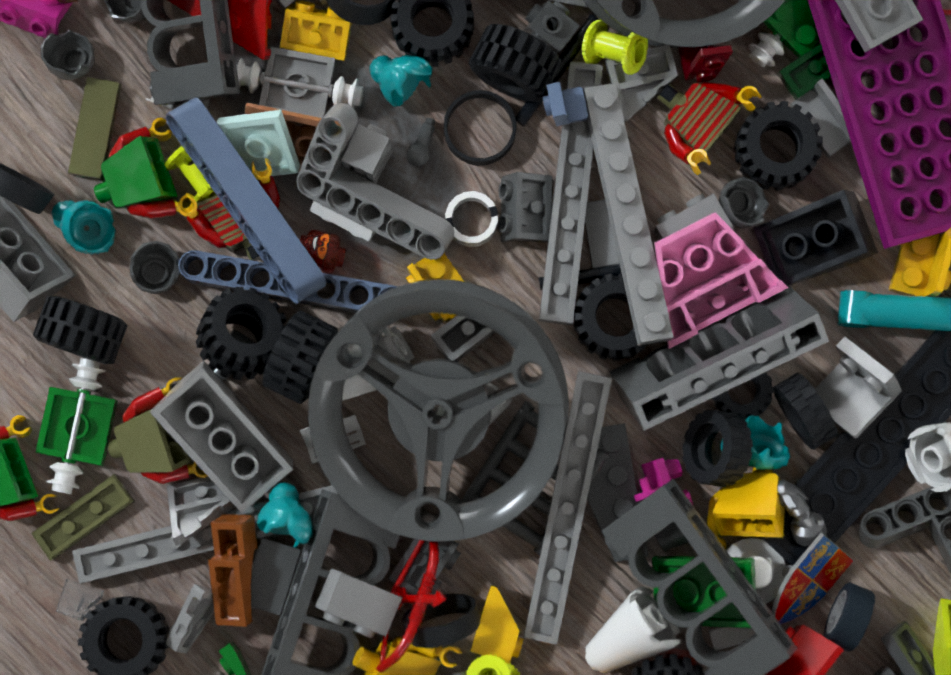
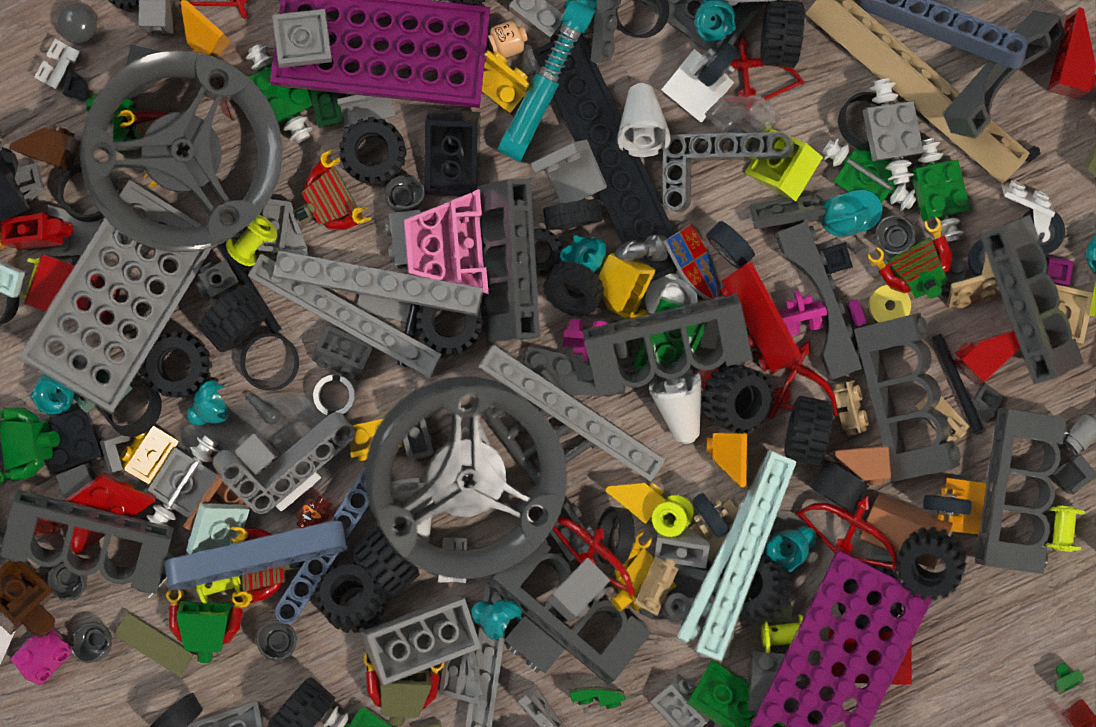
camera: 65 degrees left, 5 degrees up
(72, 218) = (214, 685): teal piece -> none
(232, 568) = (516, 670): dark orange slope -> none
(565, 105) = (280, 294): sand blue bracket -> none
(704, 61) = (290, 179): dark red bracket -> none

